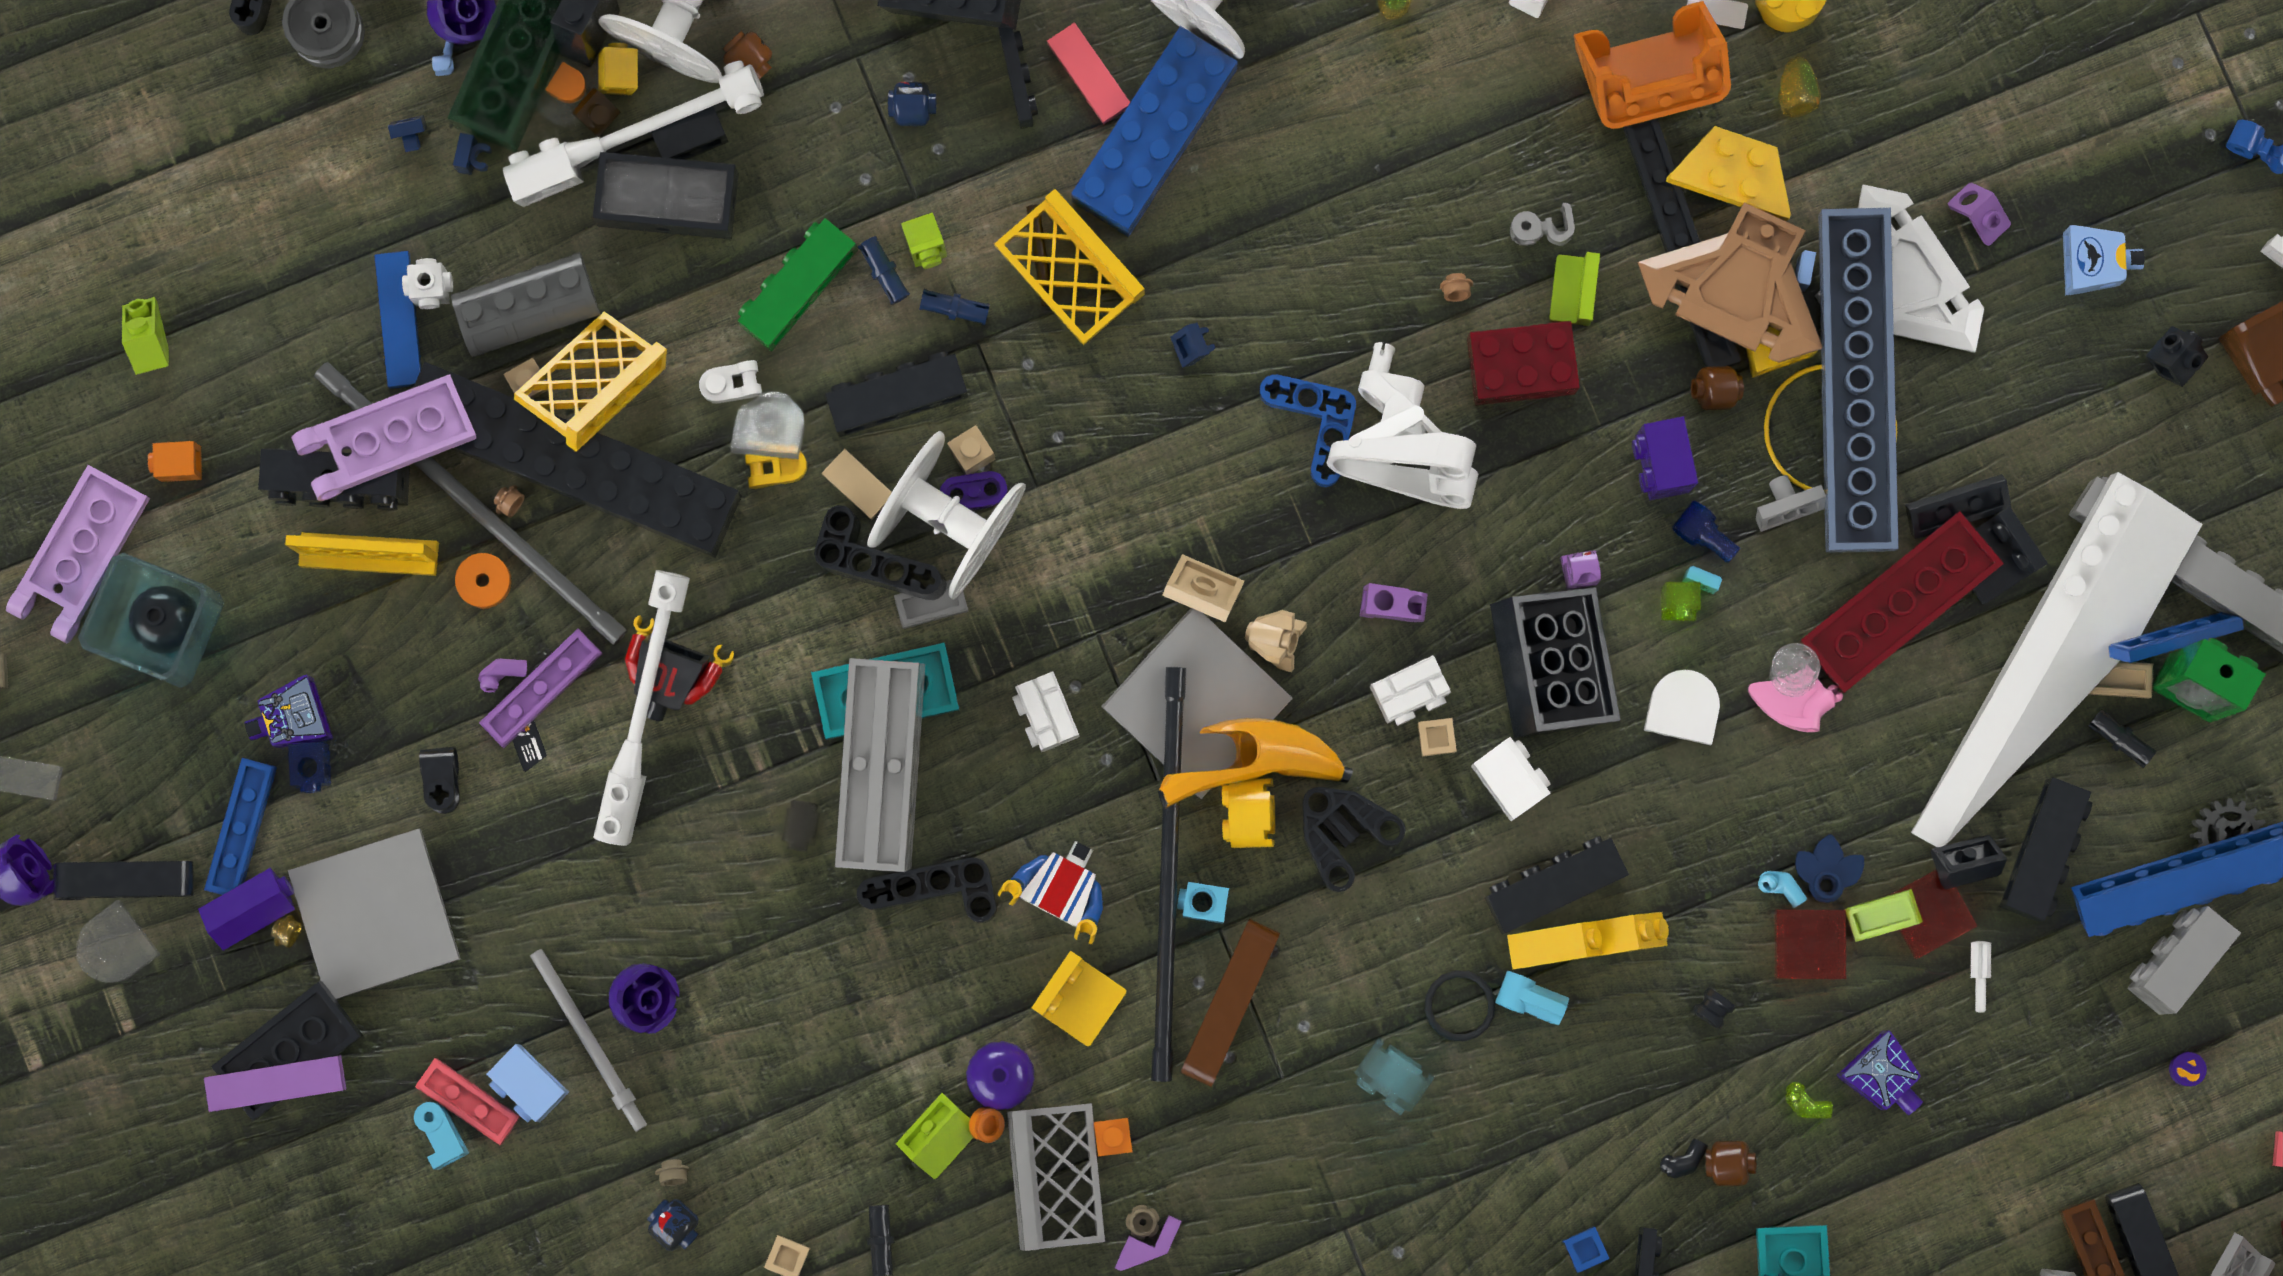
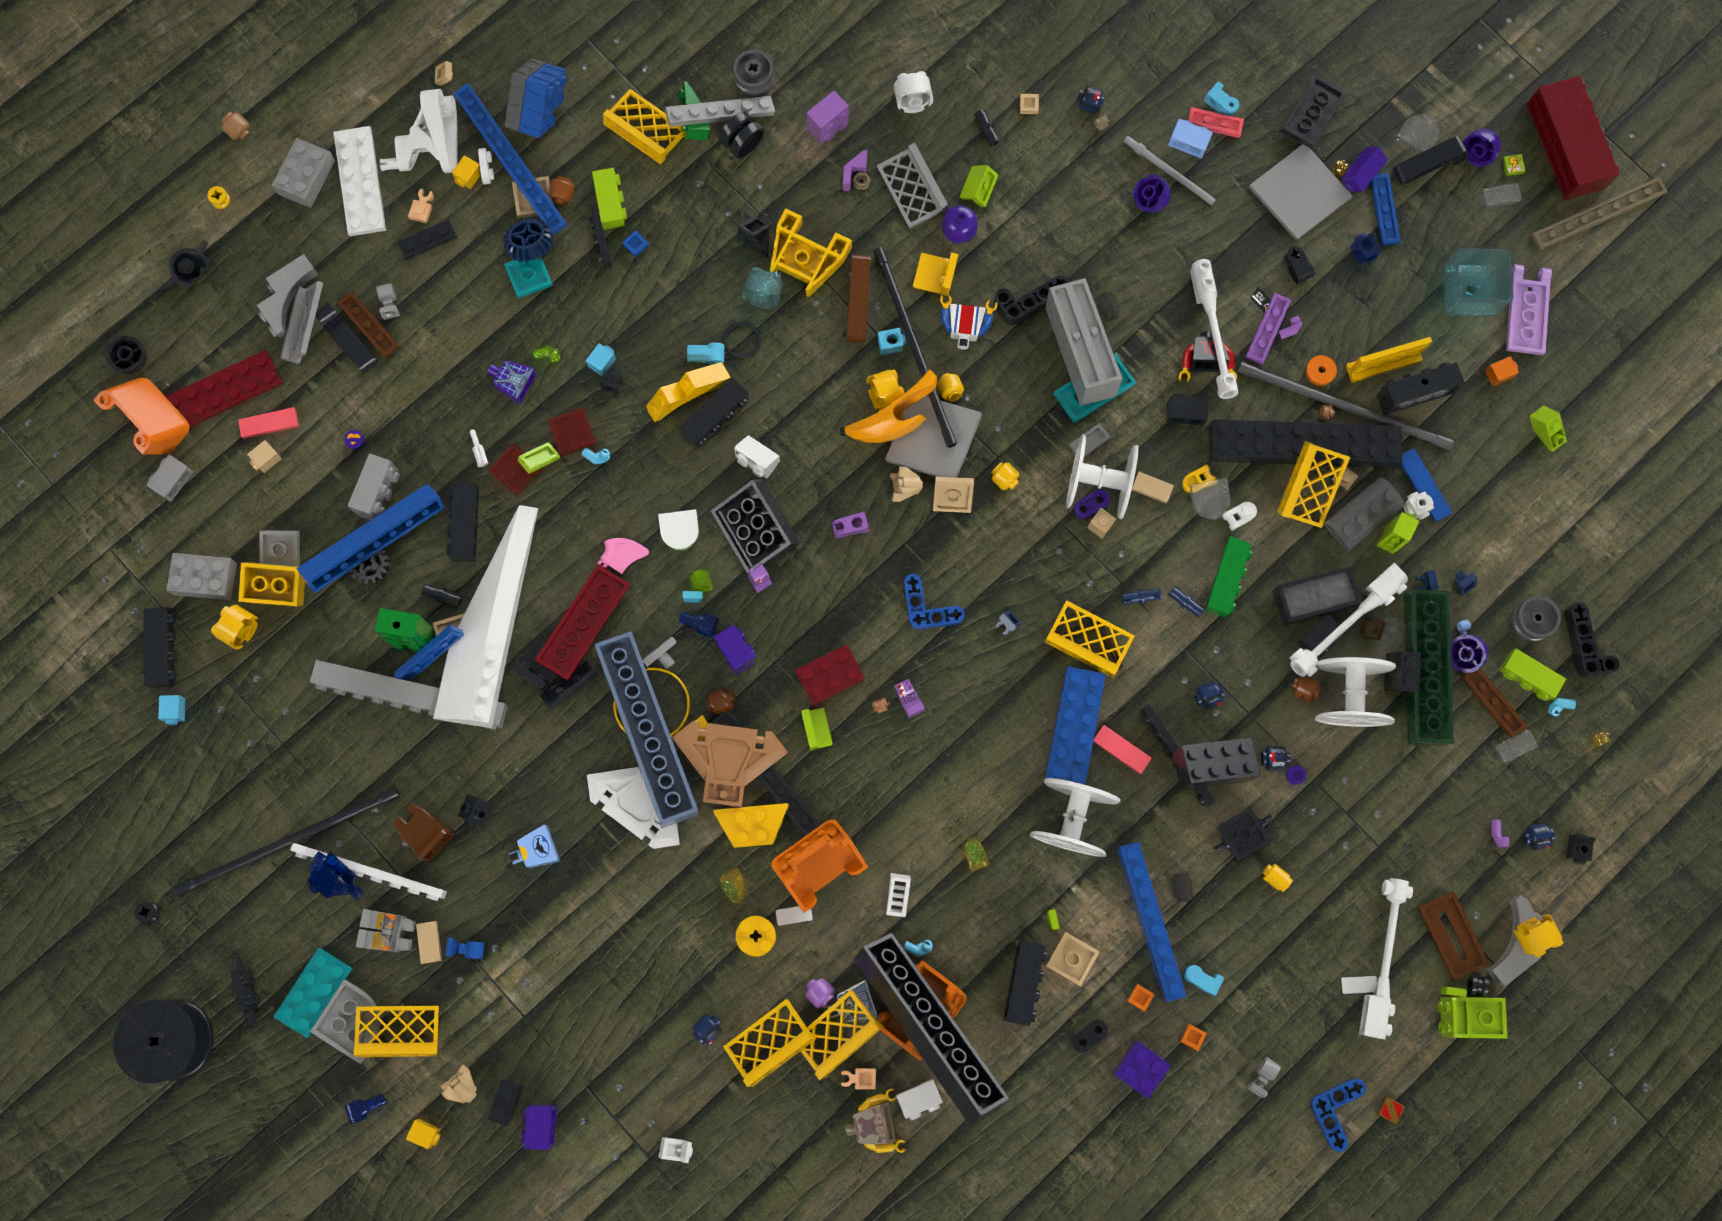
camera: 155 degrees right, 5 degrees down
(161, 618) = (1474, 285): black cylinder -> none
(275, 1083) = (1312, 92): medium lavender tile -> none
(291, 715) = (1384, 268): torso -> none
(388, 435) = (1403, 412): lavender hinge -> none
(488, 243) = (1398, 532): none -> lime brick
(567, 84) = (1394, 638): orange tile -> none
(618, 69) = (1371, 650): yellow brick -> none
(743, 593) = (1187, 409): none -> black brick
(881, 561) = (1124, 448): black beam -> none
(896, 394) = (1152, 538): black brick -> none
(924, 241) = (1172, 622): lime slope -> none
(986, 1124) = (957, 197): orange tile -> none
(1046, 711) = (1008, 405): white brick -> none
(1100, 592) = (1005, 476): none -> yellow head
(1113, 1137) = (892, 216): orange plate -> none
(1133, 782) = (950, 387): none -> yellow head
(1302, 1108) = (804, 257): none -> yellow wedge
(1364, 1189) = (756, 234): none -> black slope
(1365, 814) = (826, 414): black connector -> none
(1404, 440) = (882, 613): white connector -> none
(1405, 279) = (909, 698): none -> medium lavender leg
(1411, 690) = (825, 484): white brick -> none
(1437, 737) = (803, 466): tan plate -> none
(1528, 229) = (853, 751): light grey leg -> none
(1686, 1163) = (597, 304): black arm -> none
(1717, 1055) = (601, 359): none -> medium azure brick
(1730, 1163) = (576, 309): reddish brown head -> none
(1794, 670) = (627, 566): clear wheel -> none
(1804, 268) = (695, 781): light blue tile -> none
(1828, 864) = (575, 476): dark blue plate -> none
(1968, 861) = (503, 502): black slope -> none
(1984, 212) = (606, 852): medium lavender bracket -> none

